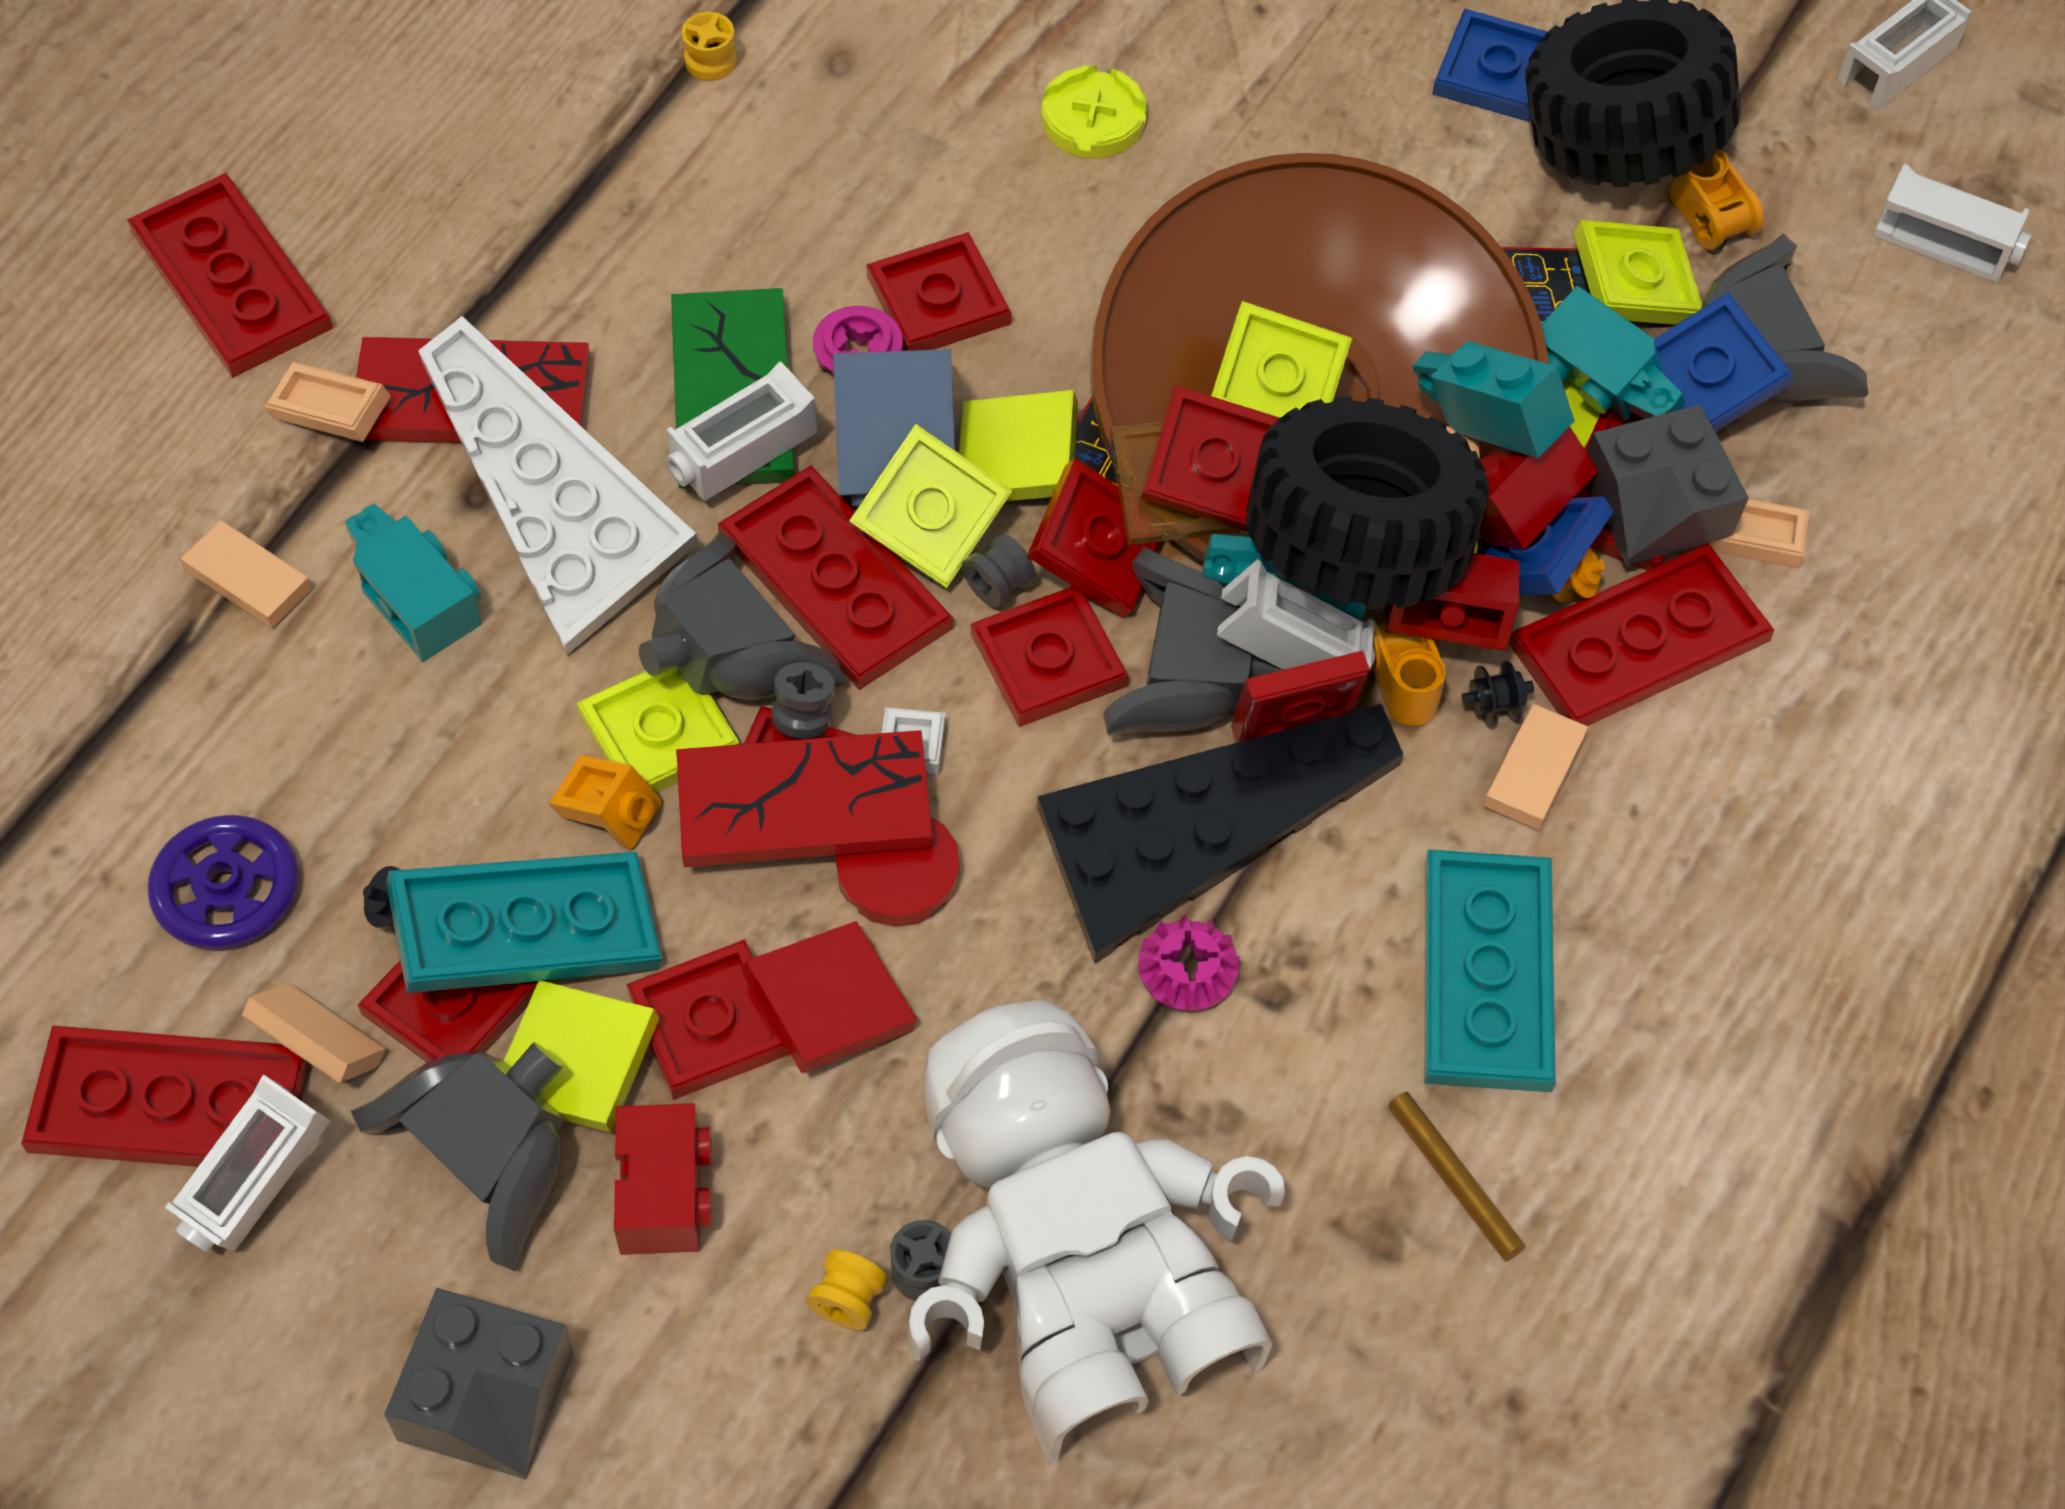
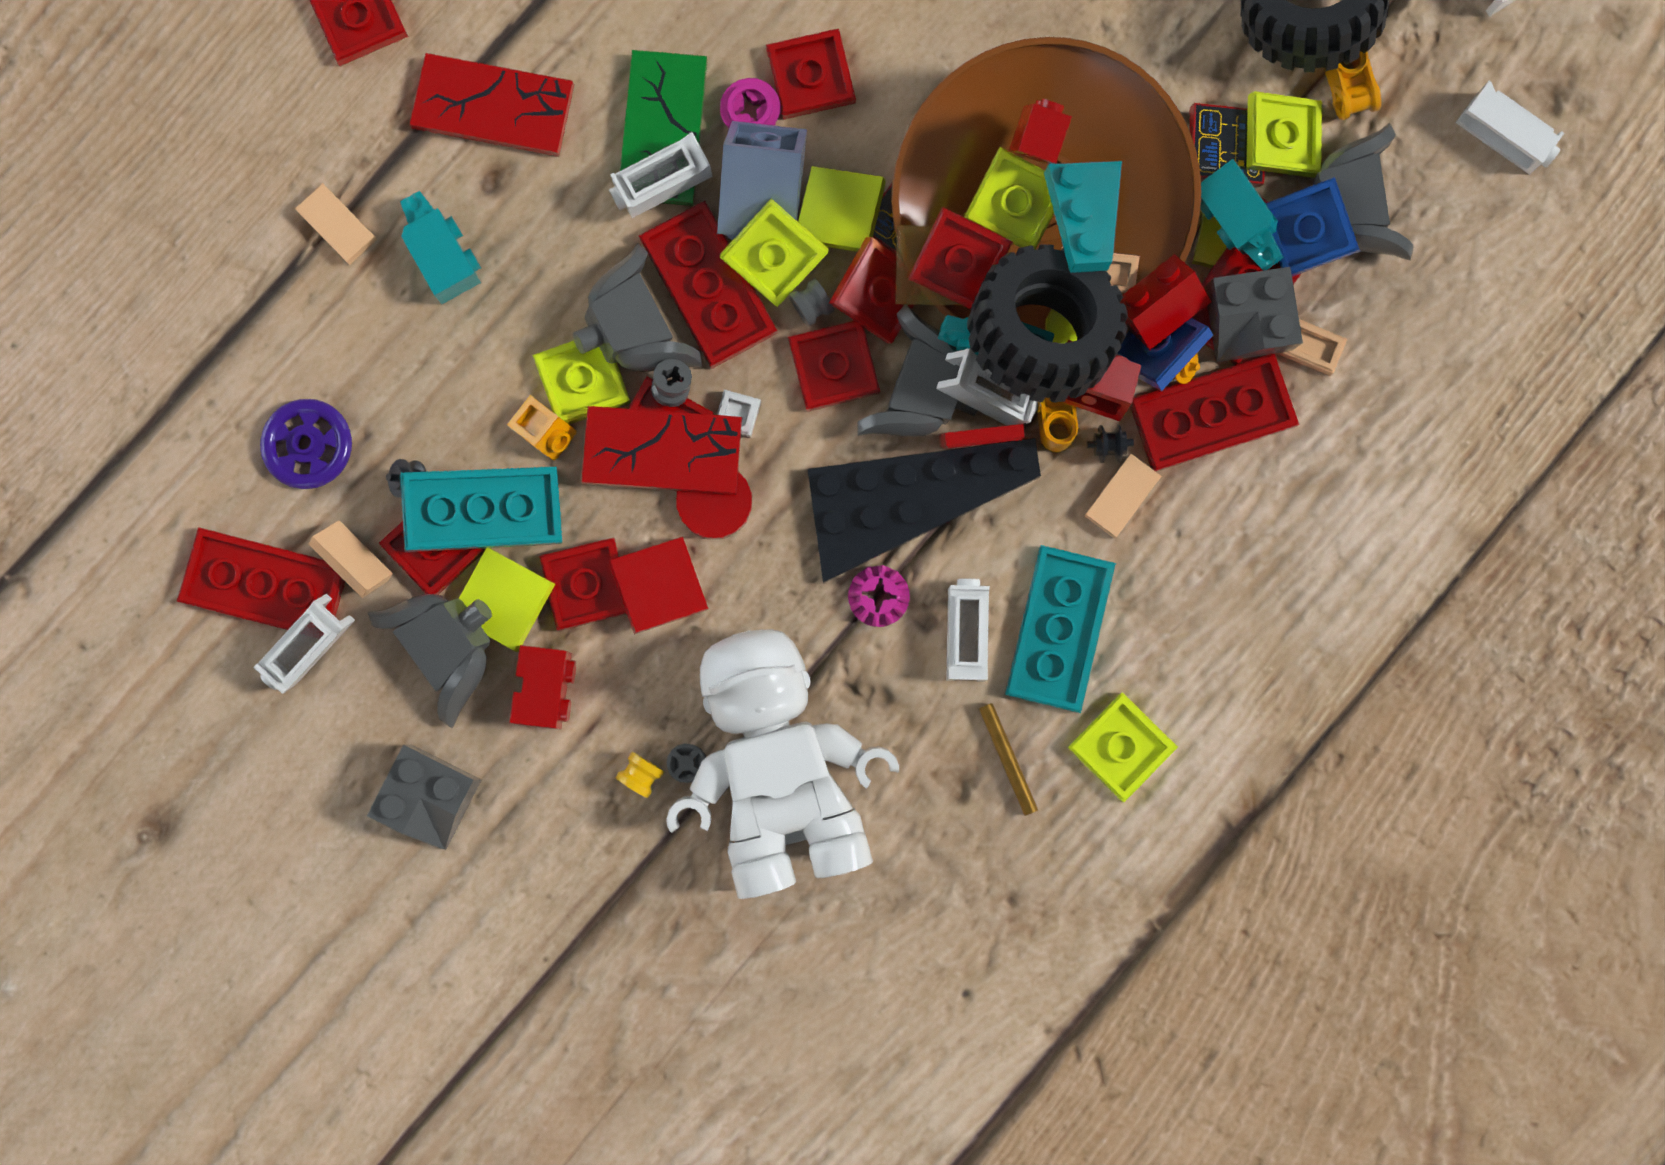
camera: 10 degrees right, 25 degrees up
(327, 401) = (398, 102): light nougat tile -> none
(567, 504) = (542, 209): white wing -> none
(1297, 260) = (1041, 131): none -> red brick
(1343, 985) = (967, 631): none -> white window
(1385, 355) = (1085, 211): none -> teal wing
(1497, 396) = (1154, 251): teal hinge -> none
(1635, 1129) = (1122, 747): none -> neon yellow tile

